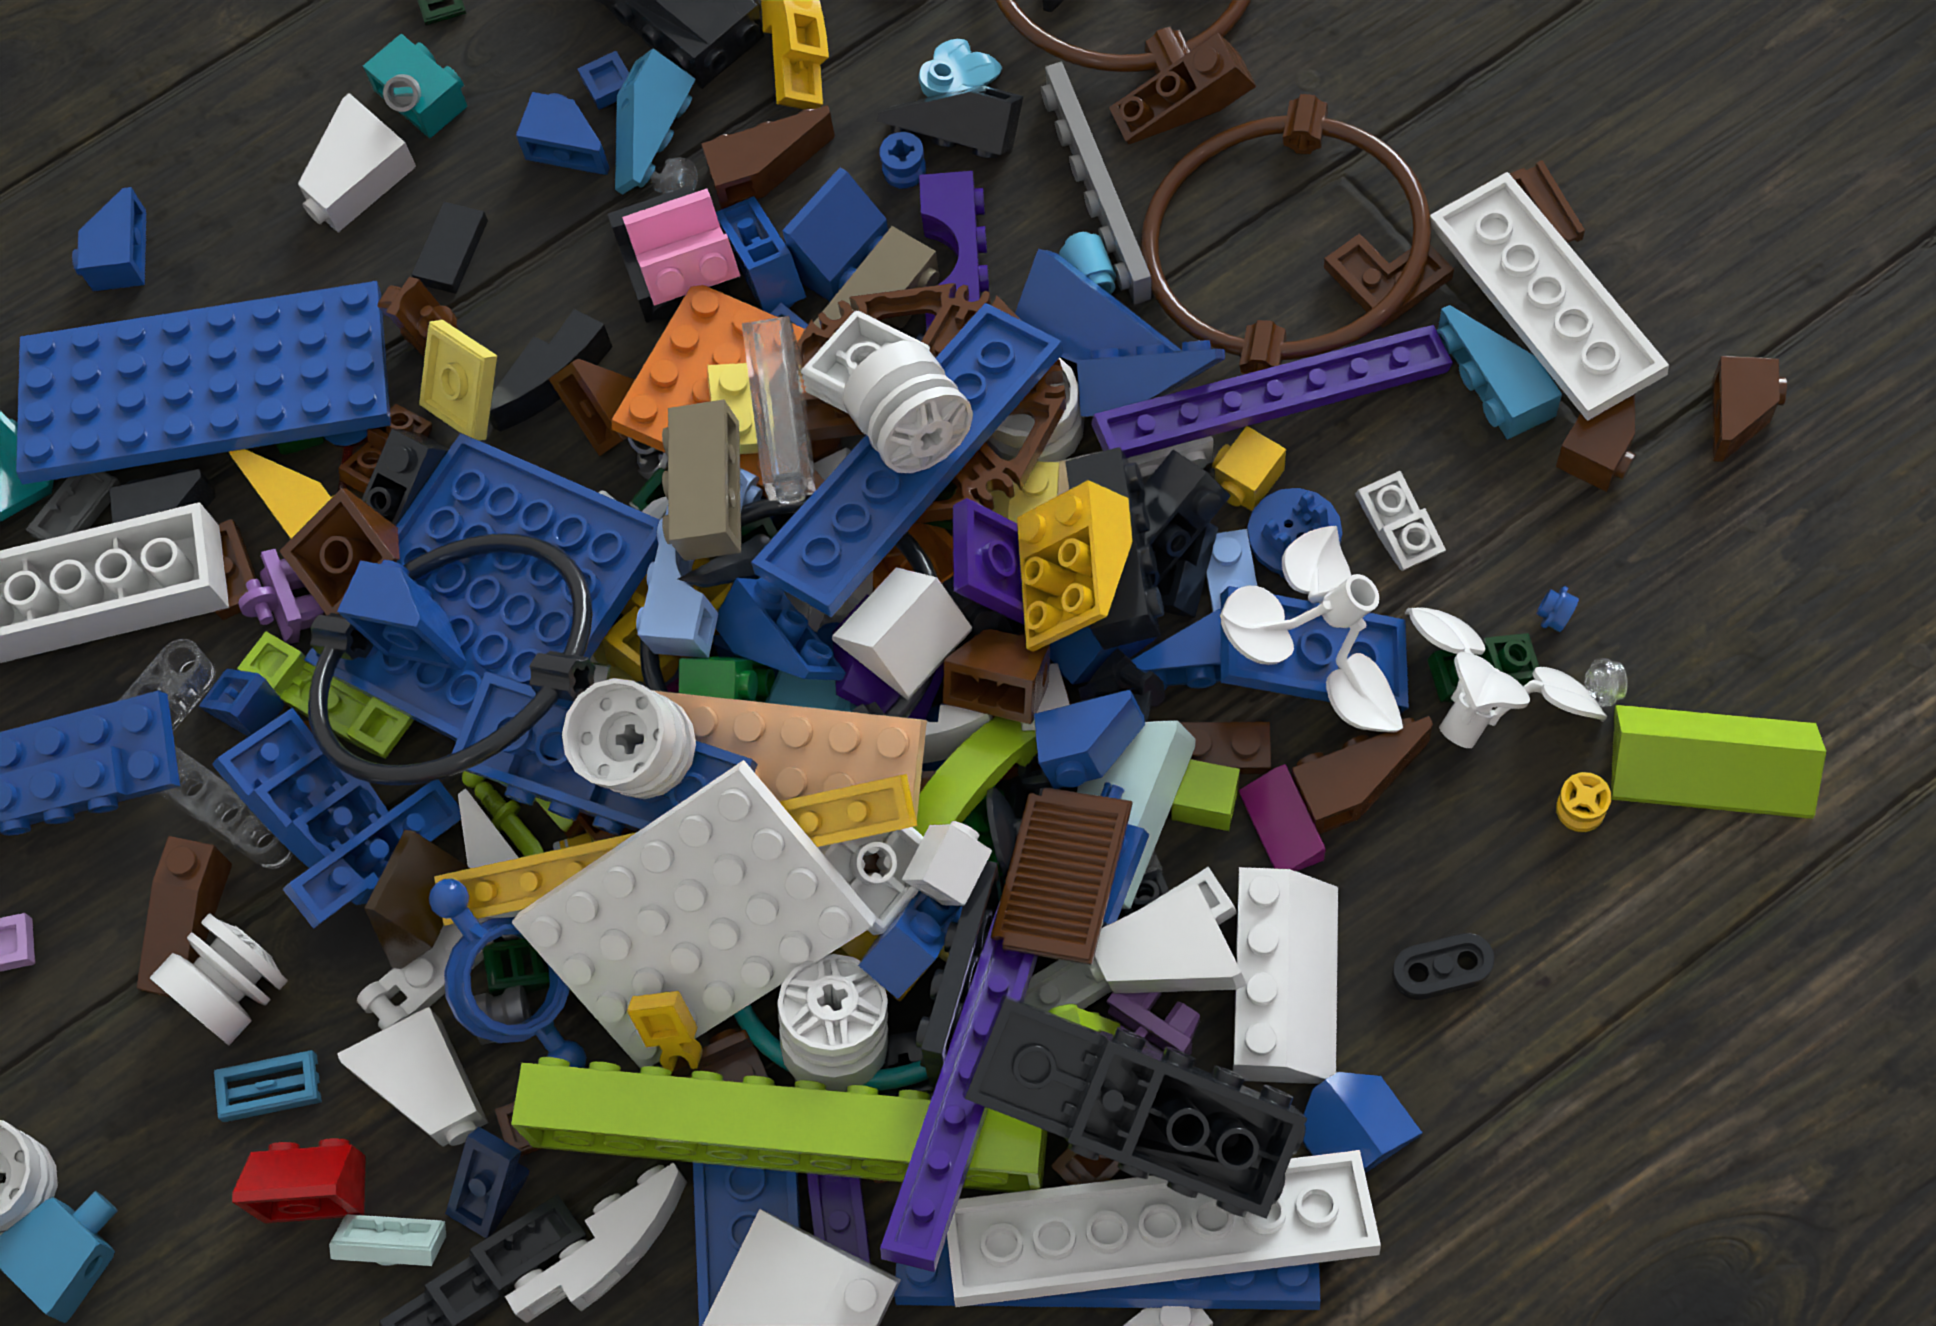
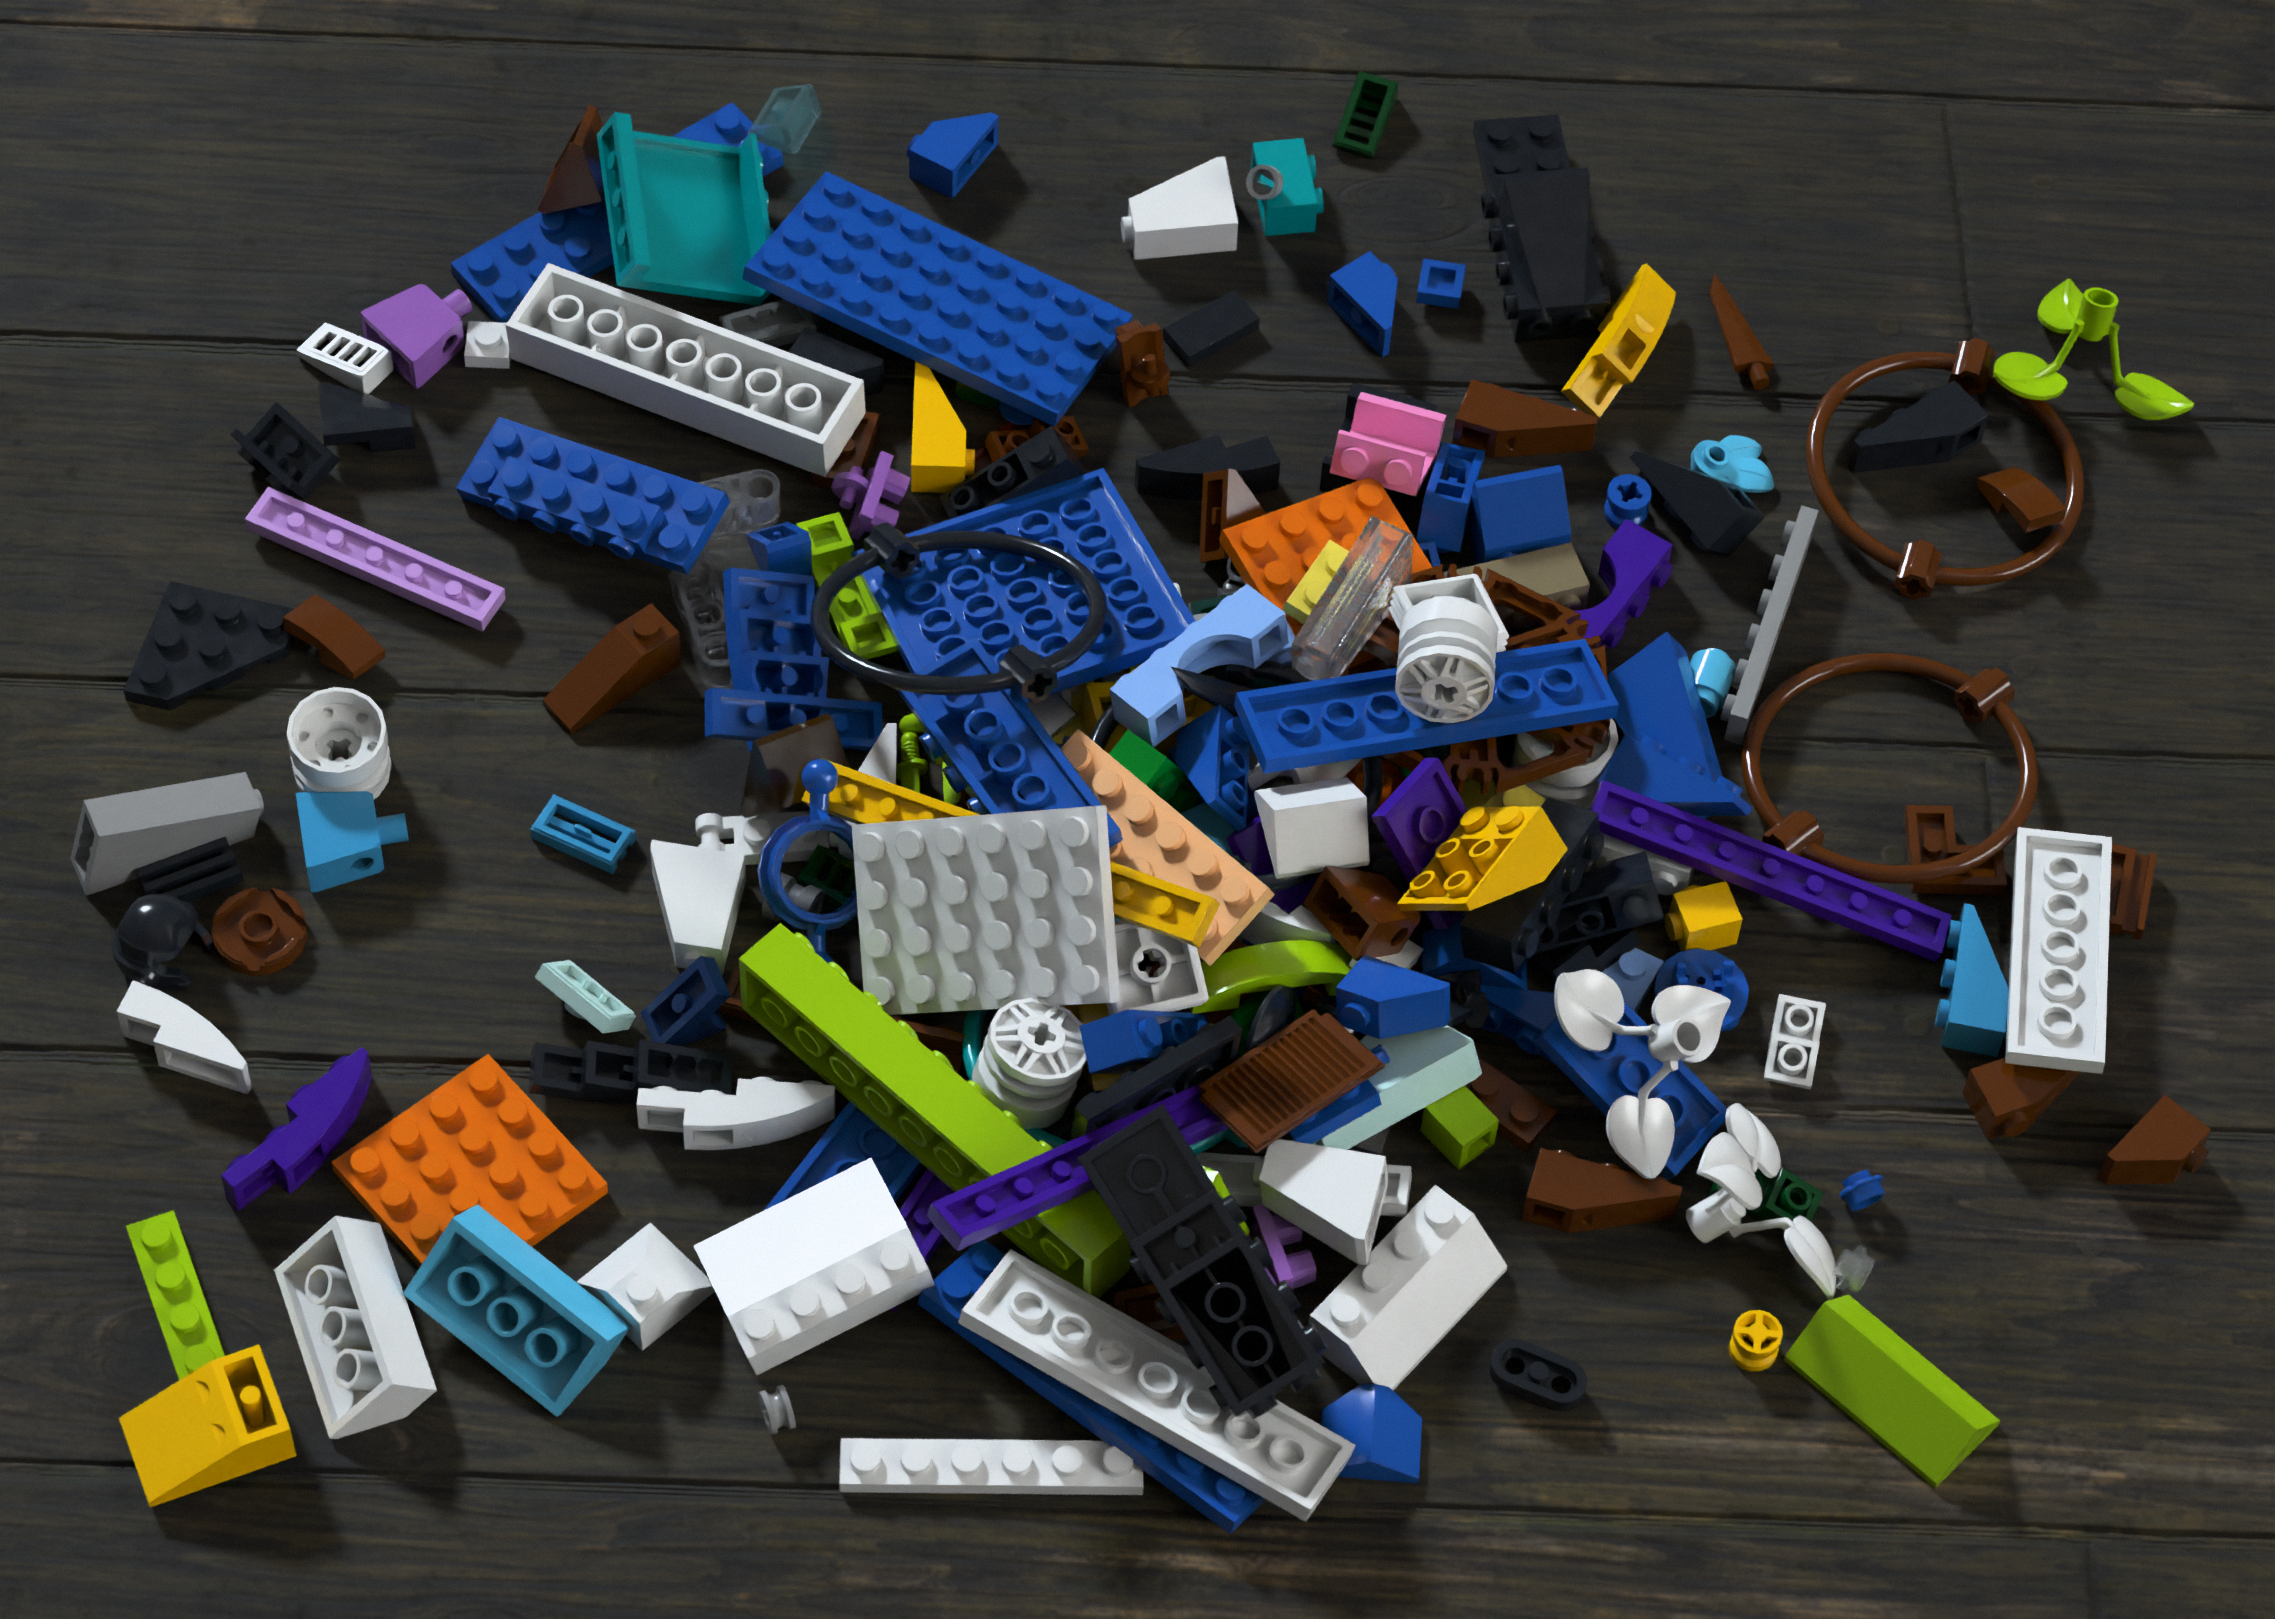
camera: 25 degrees right, 10 degrees down
(219, 978) = (609, 728): white wheel -> none
(303, 1182) = (555, 913): red slope -> none
(334, 544) = (942, 489): reddish brown slope -> none
(400, 616) = (945, 560): blue slope -> none
(457, 380) = (1132, 426): light yellow tile -> none
(603, 737) = (1039, 746): white wheel -> none
(645, 111) = (1451, 324): dark azure slope -> none
(666, 1023) = (907, 978): yellow plate -> none
(675, 175) = (1435, 391): clear plate -> none
(702, 480) = (1248, 608): dark tan brick -> none
(947, 863) = (1204, 999): white brick -> none
(1184, 91) = (1907, 604): reddish brown slope -> none
(1282, 821) = (1504, 1188): magenta slope -> none

